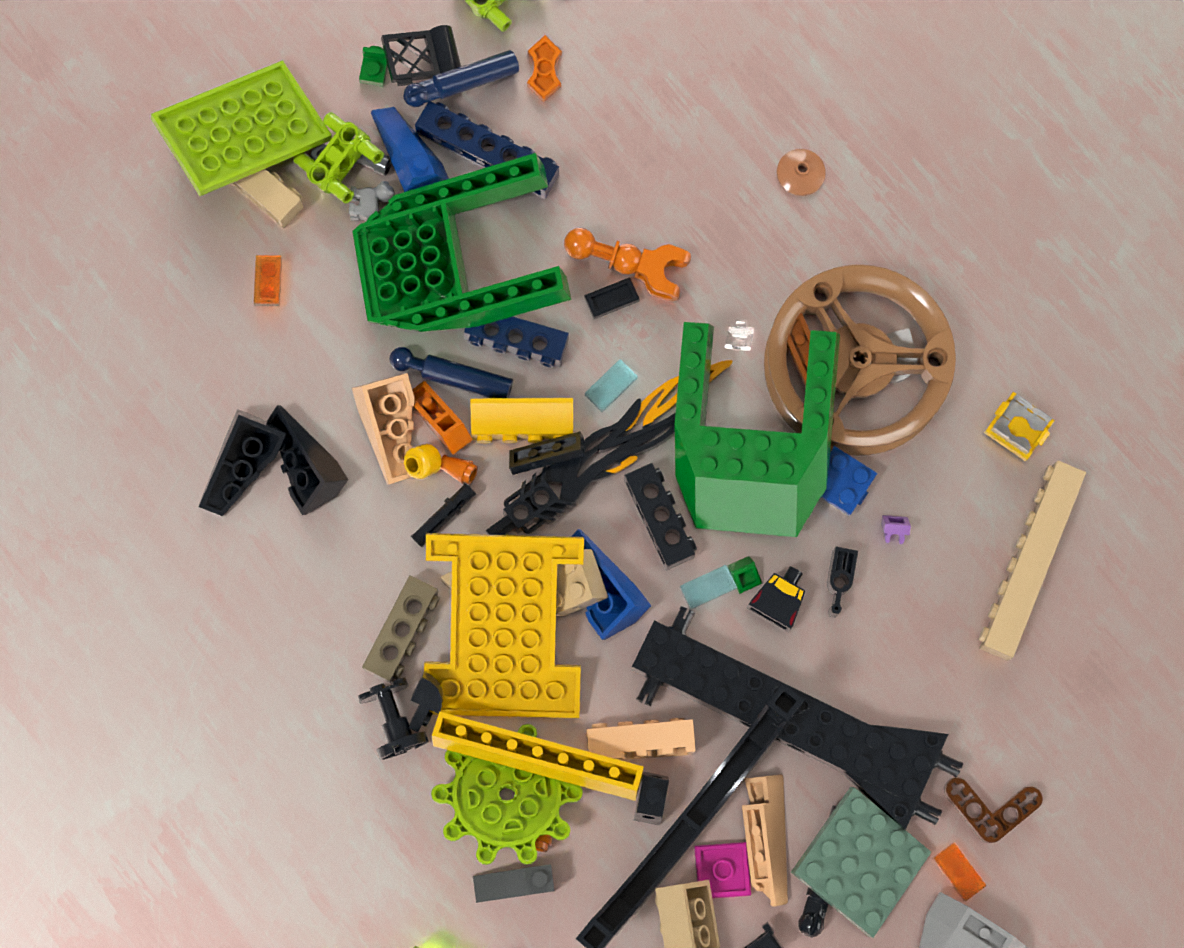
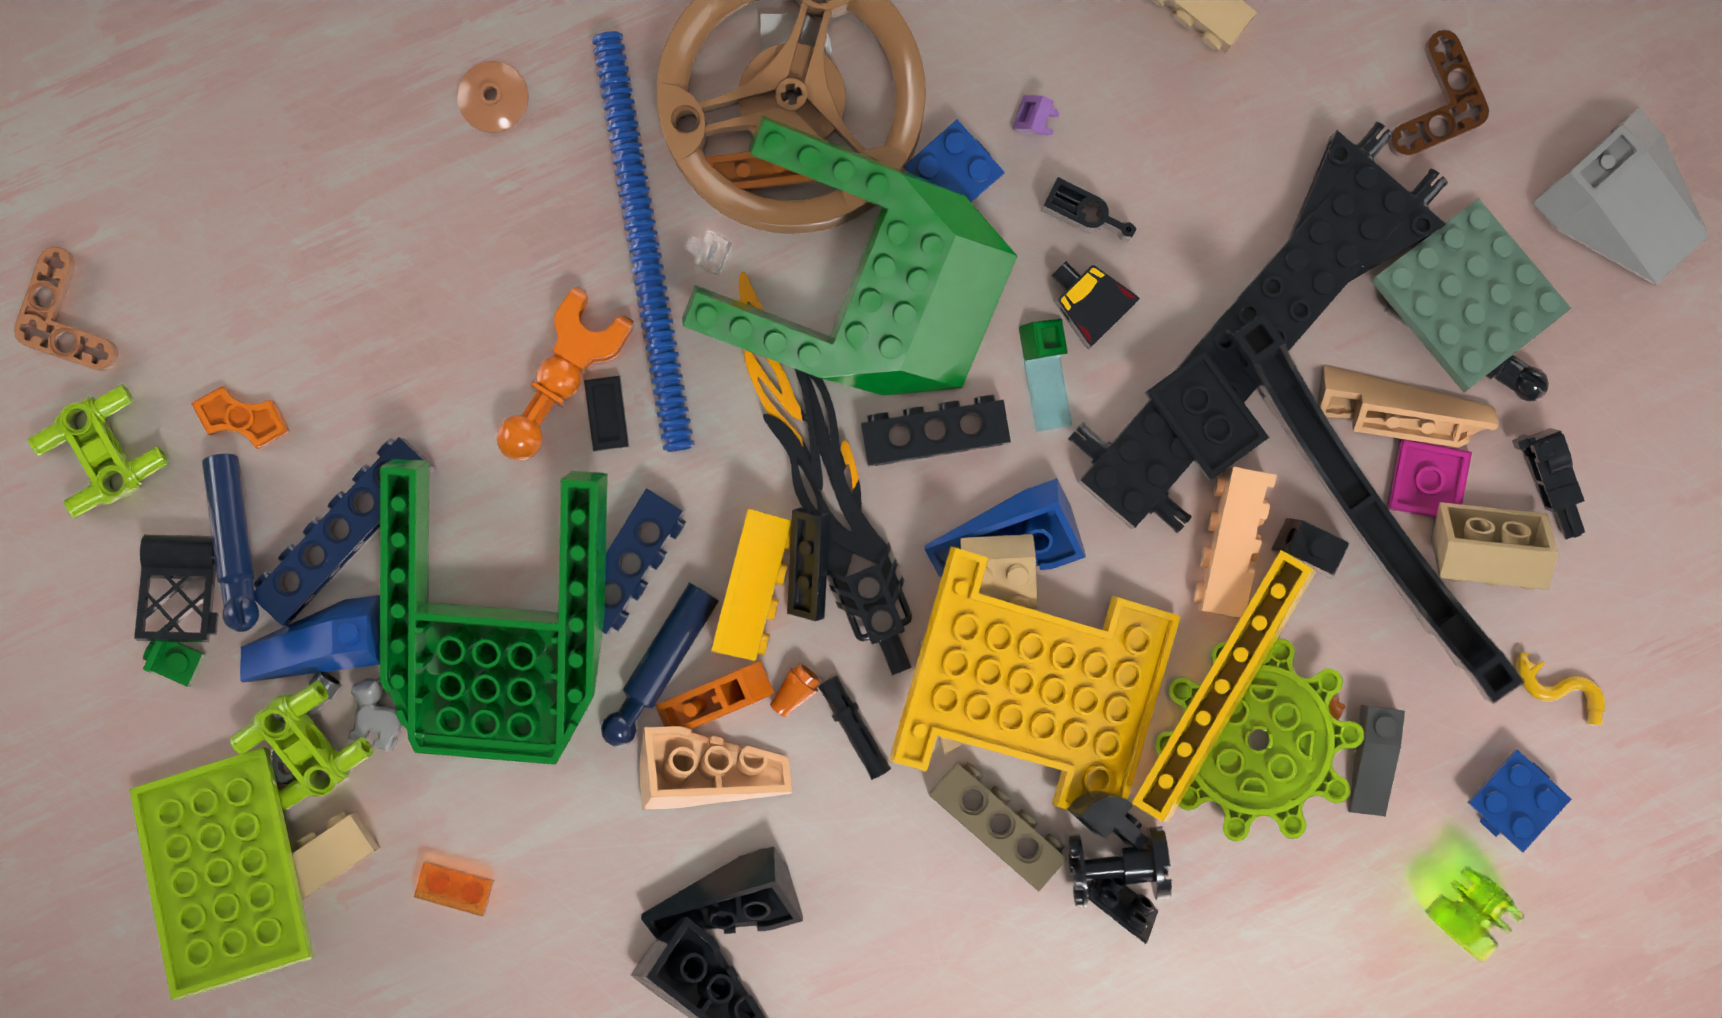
camera: 70 degrees left, 10 degrees up
(366, 729) = (1125, 906): none -> black hinge
(422, 461) = (773, 737): yellow head -> none
(611, 385) = (731, 448): clear light blue tile -> none
(723, 693) = (1207, 415): none -> black tile
(735, 290) = (642, 240): none -> blue piece
(959, 872) = (1512, 169): clear orange plate -> none

